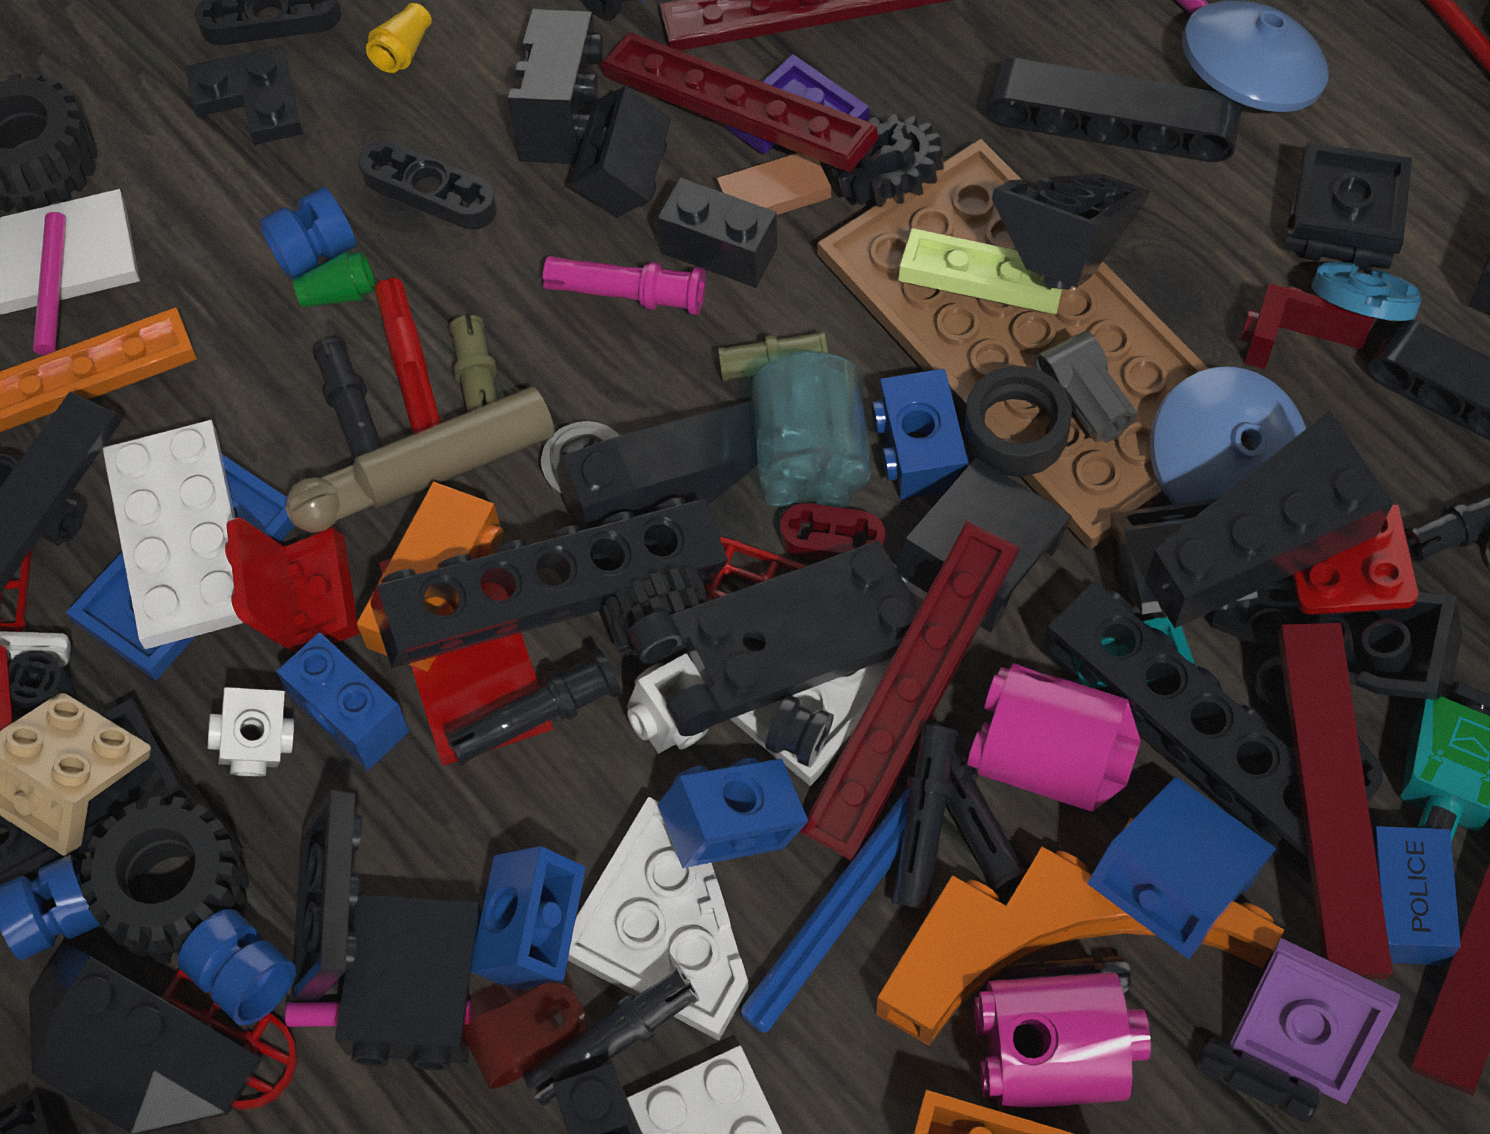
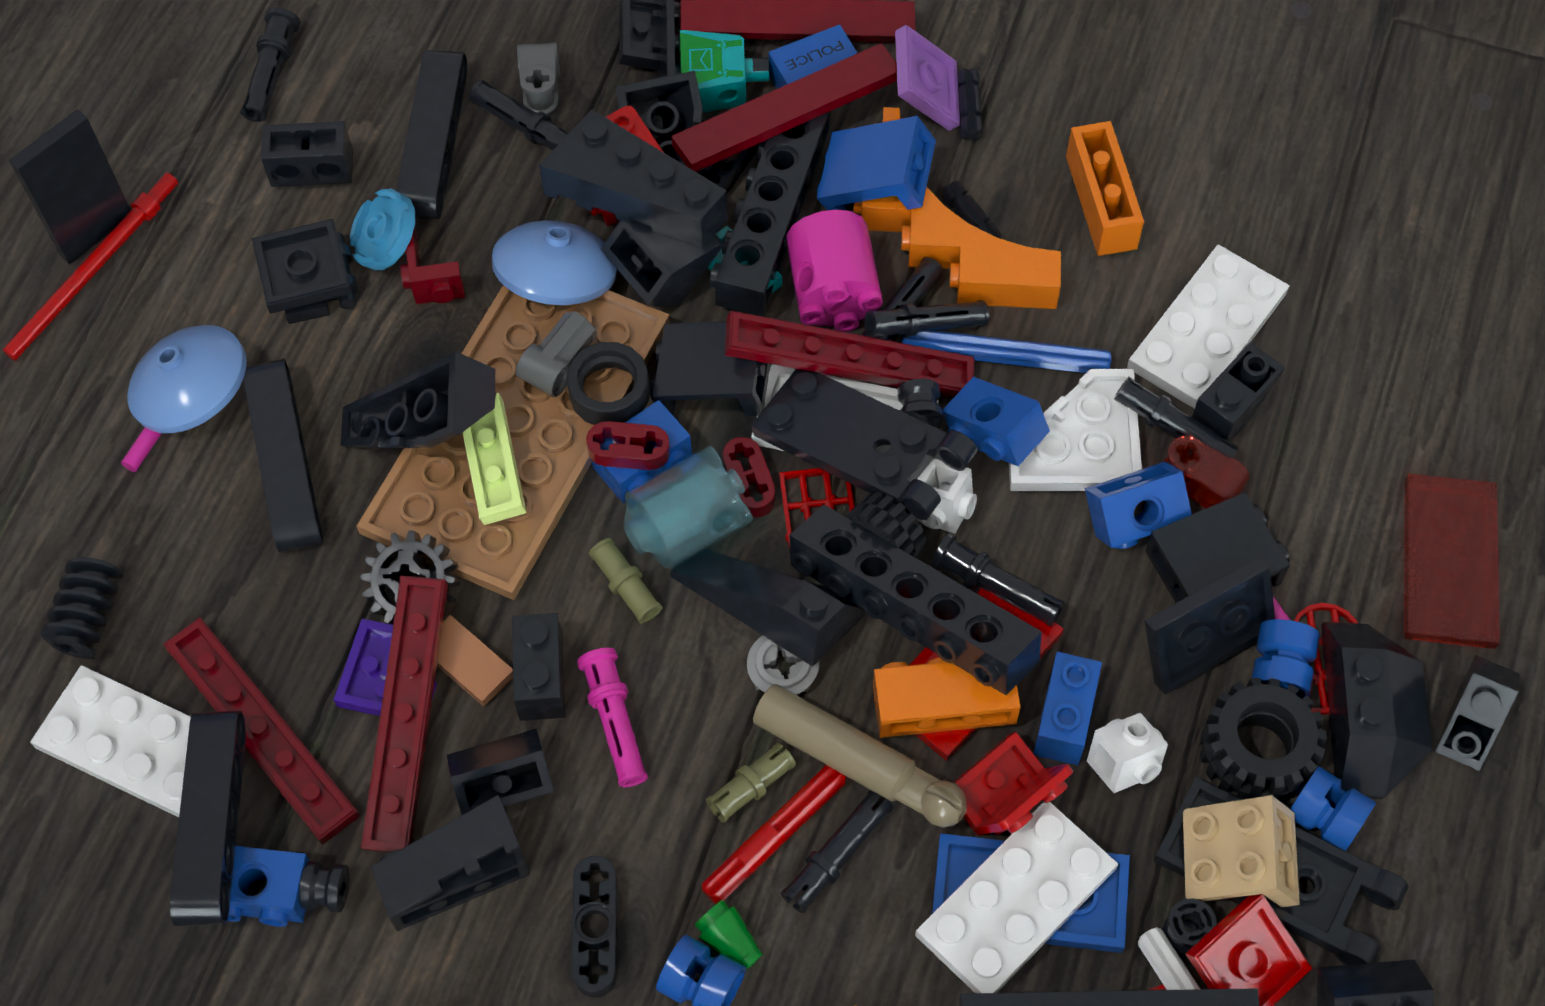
camera: 120 degrees left, 0 degrees up
(908, 391) = (628, 445): none -> dark red beam
(1081, 1037) = (1024, 188): dark pink cylinder -> none

